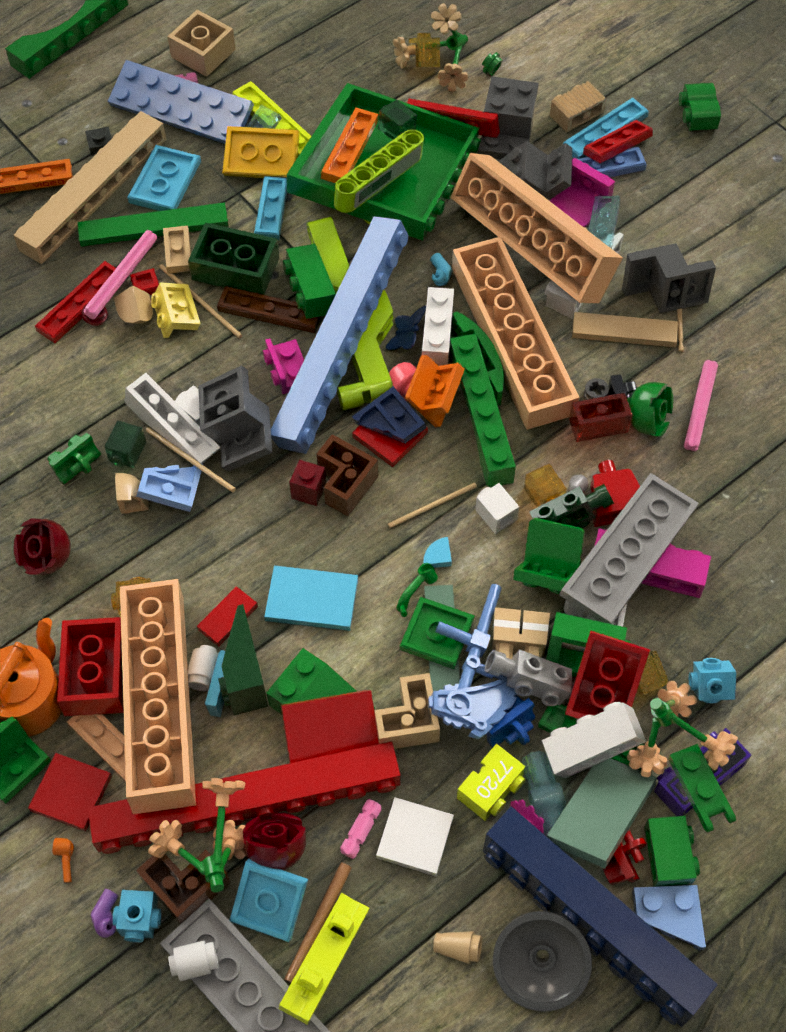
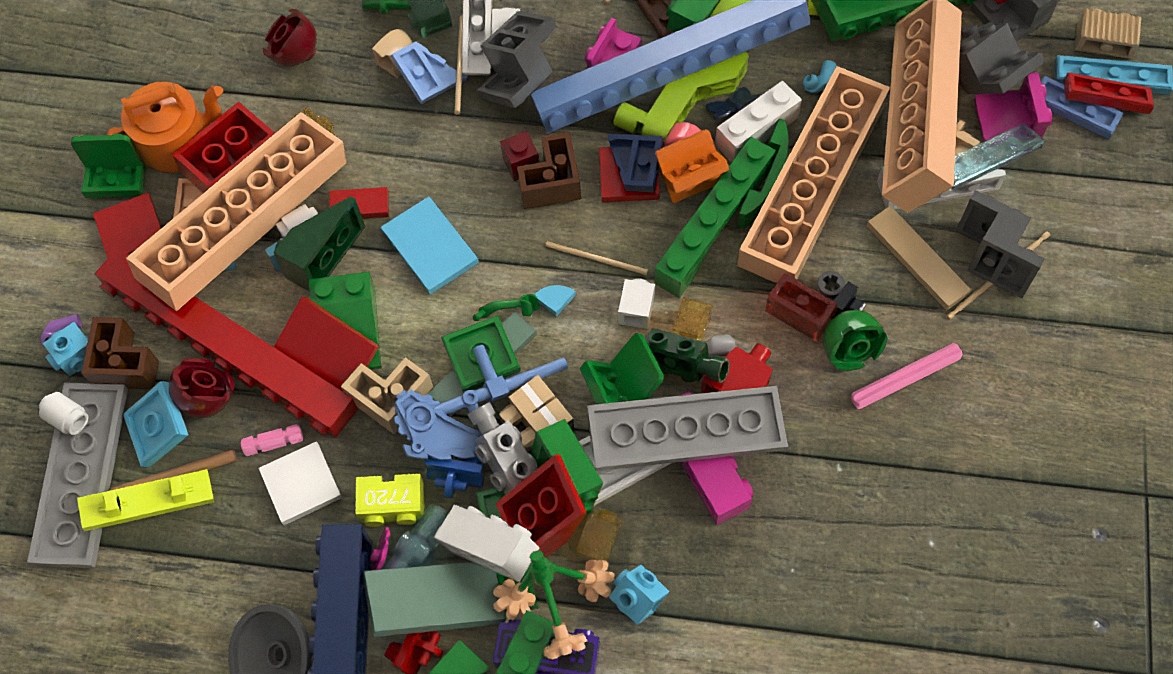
camera: 50 degrees right, 5 degrees up
(64, 848) = (85, 264): orange hand -> none
(227, 838) = (125, 317): light nougat plant -> none
(459, 945) = (238, 588): tan cone -> none

